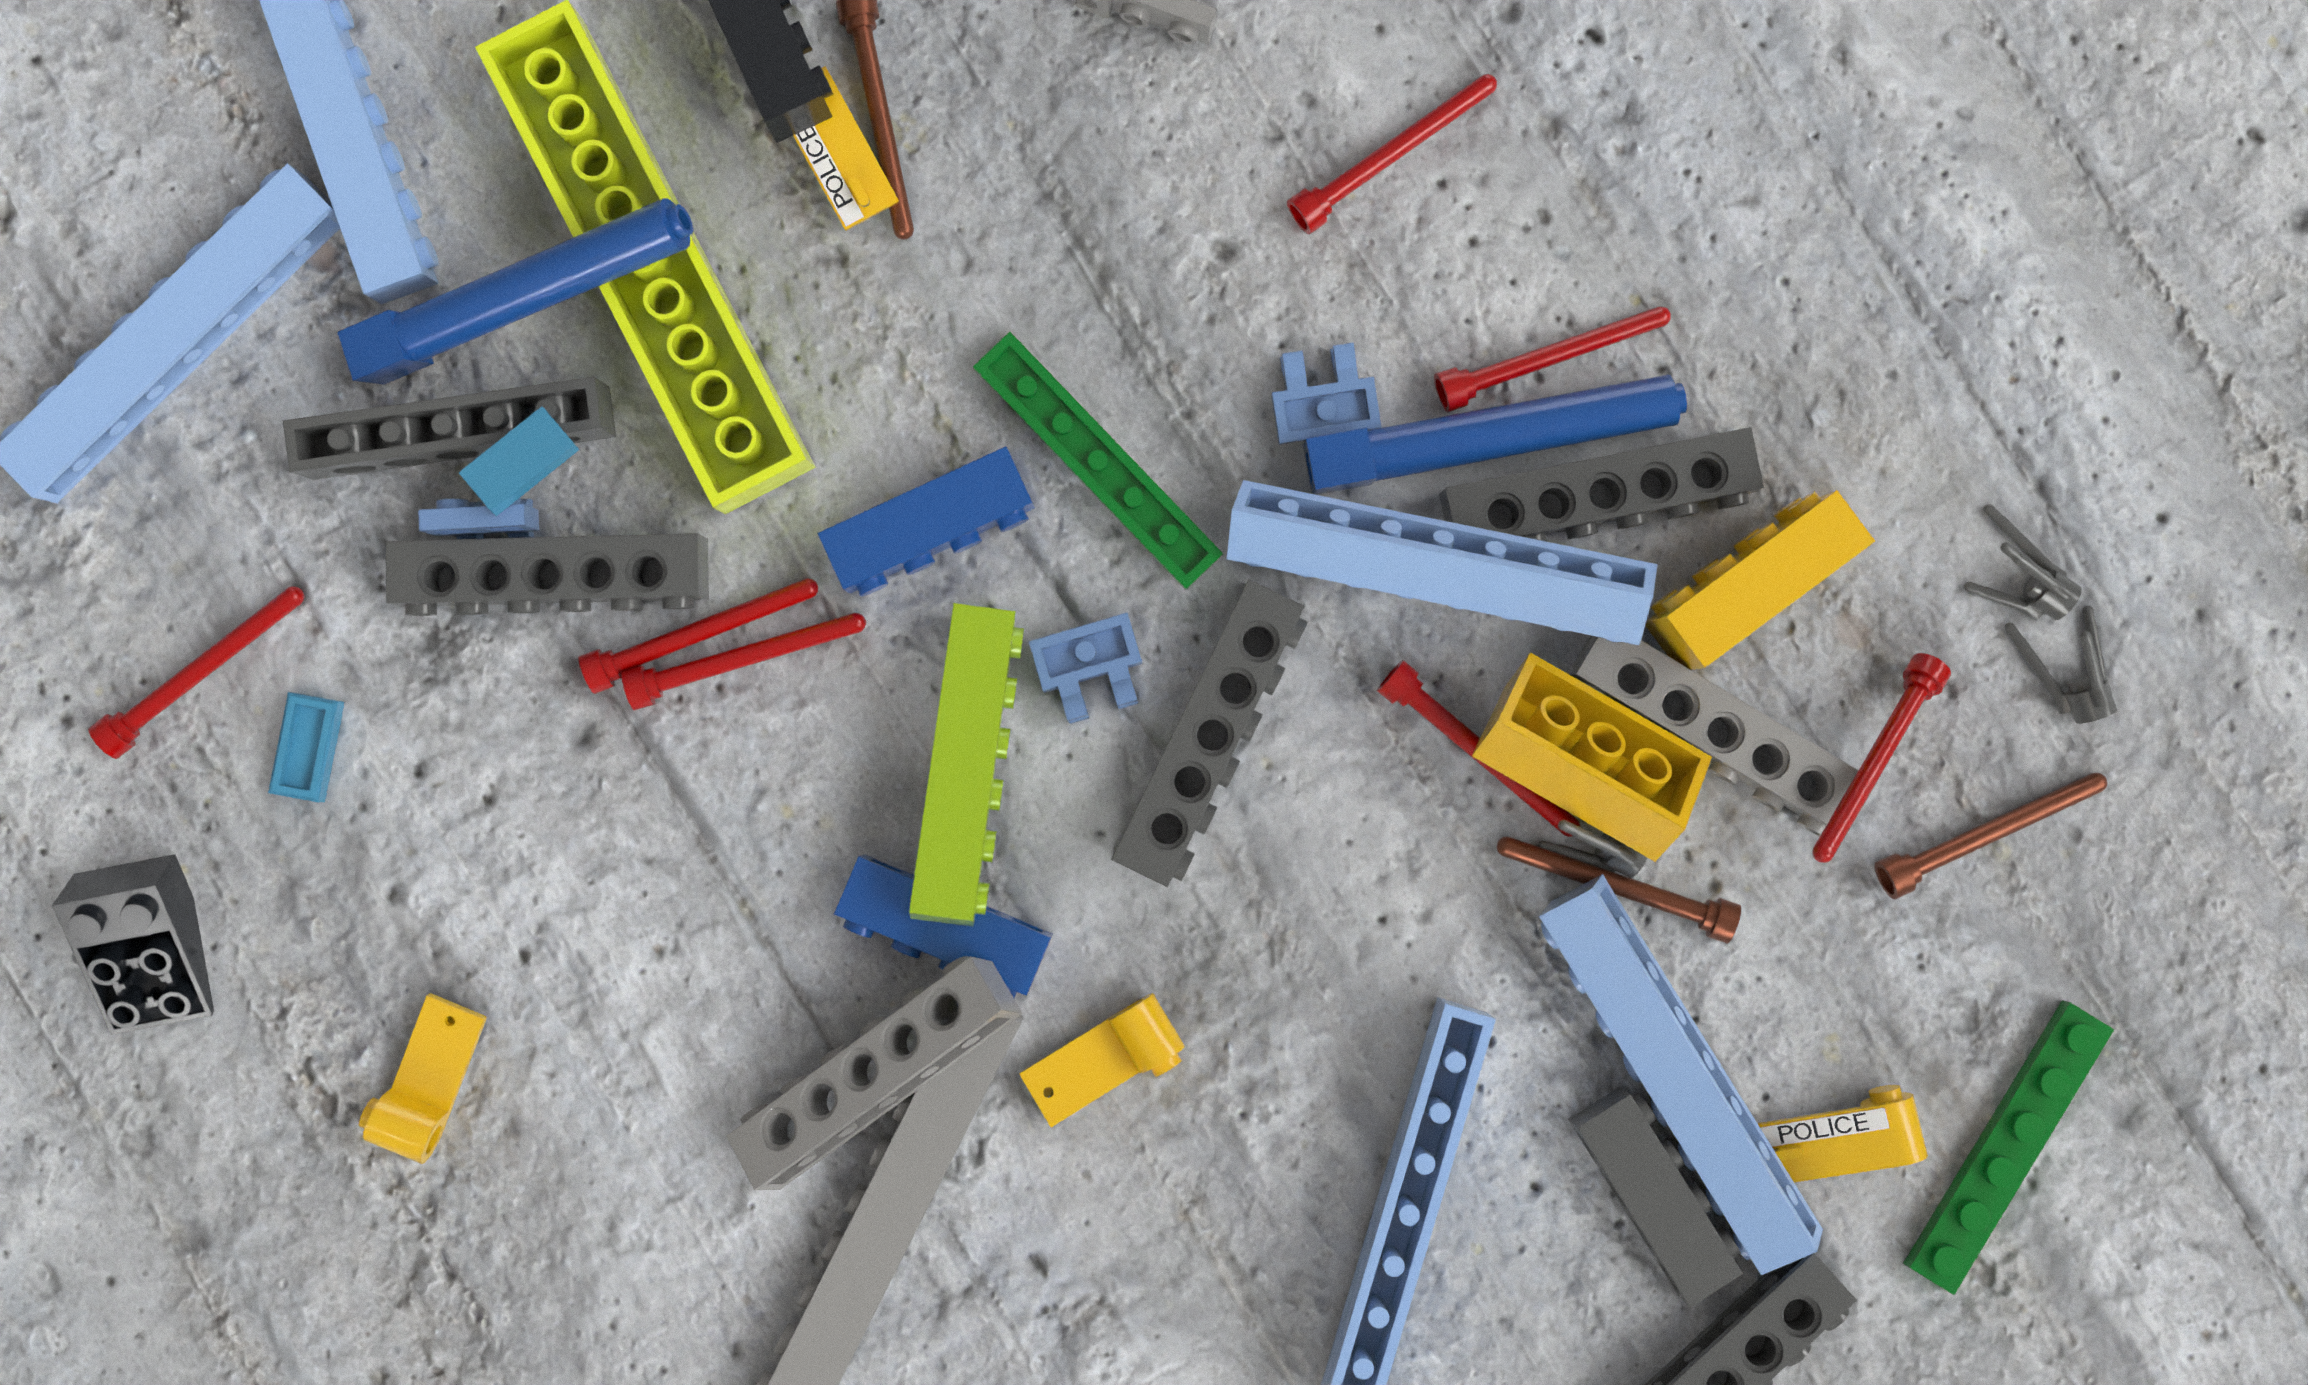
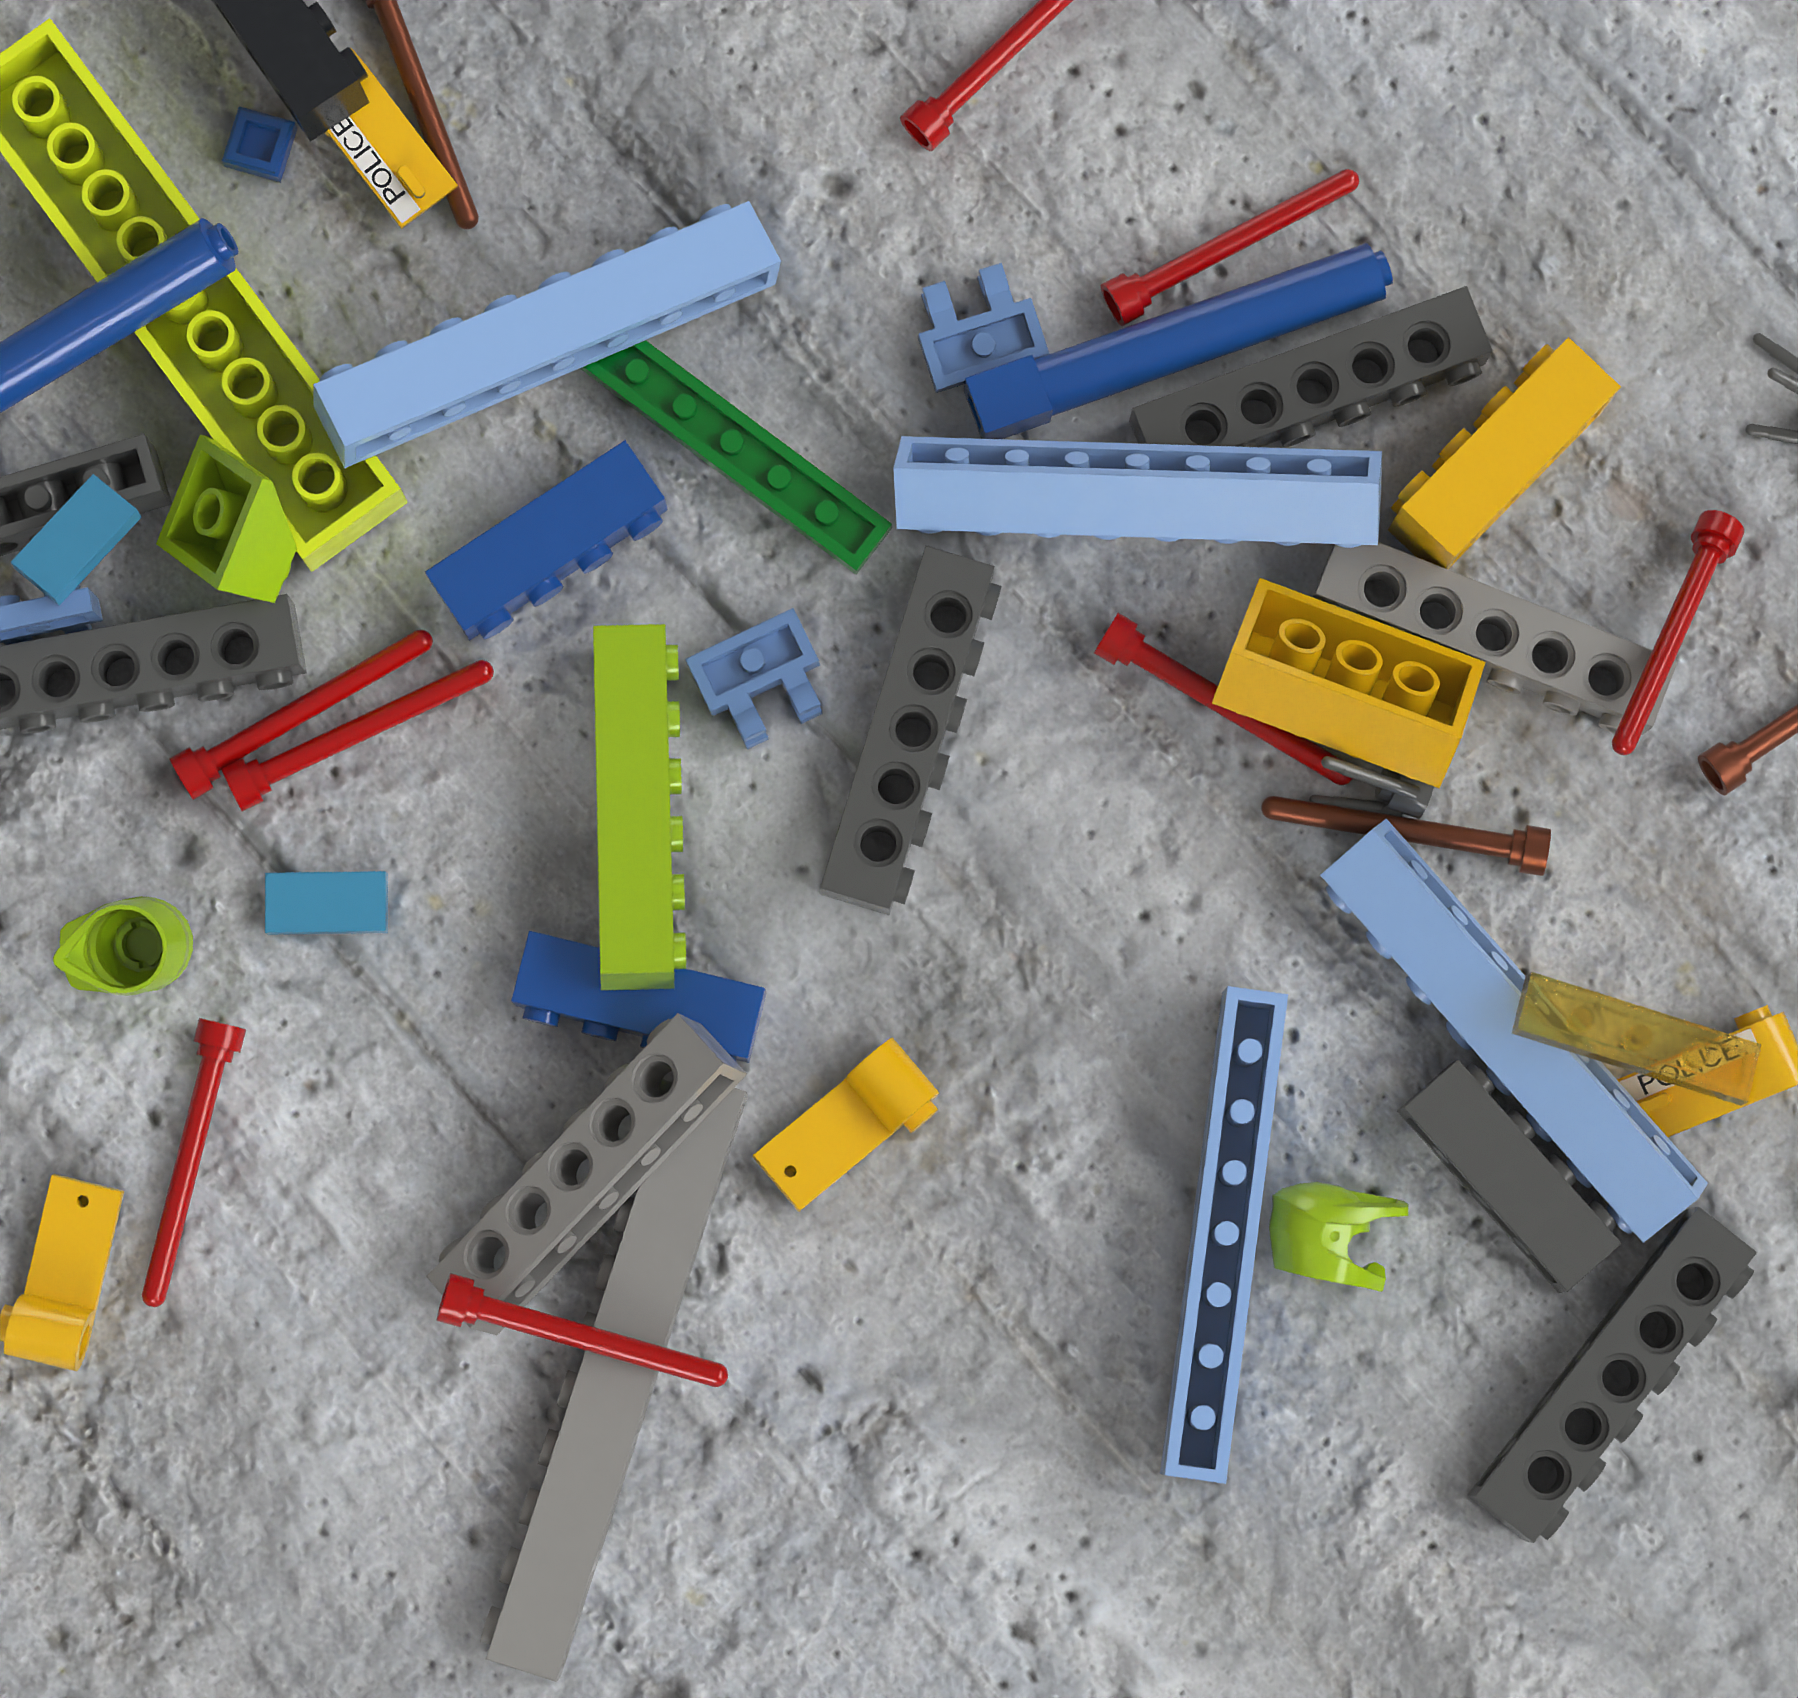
camera: 15 degrees left, 5 degrees down
(515, 814) = (125, 947): none -> lime helmet
(583, 905) = (216, 1047): none -> red piece
(653, 470) = (229, 525): none -> lime slope
(694, 799) = (326, 902): none -> dark azure tile
(737, 137) = (259, 144): none -> blue tile
(753, 1173) = (467, 1303): none -> red piece
(950, 343) = (545, 332): none -> light blue brick
(1486, 1217) = (1316, 1223): none -> lime helmet
(1787, 1105) = (1636, 1038): none -> clear yellow tile

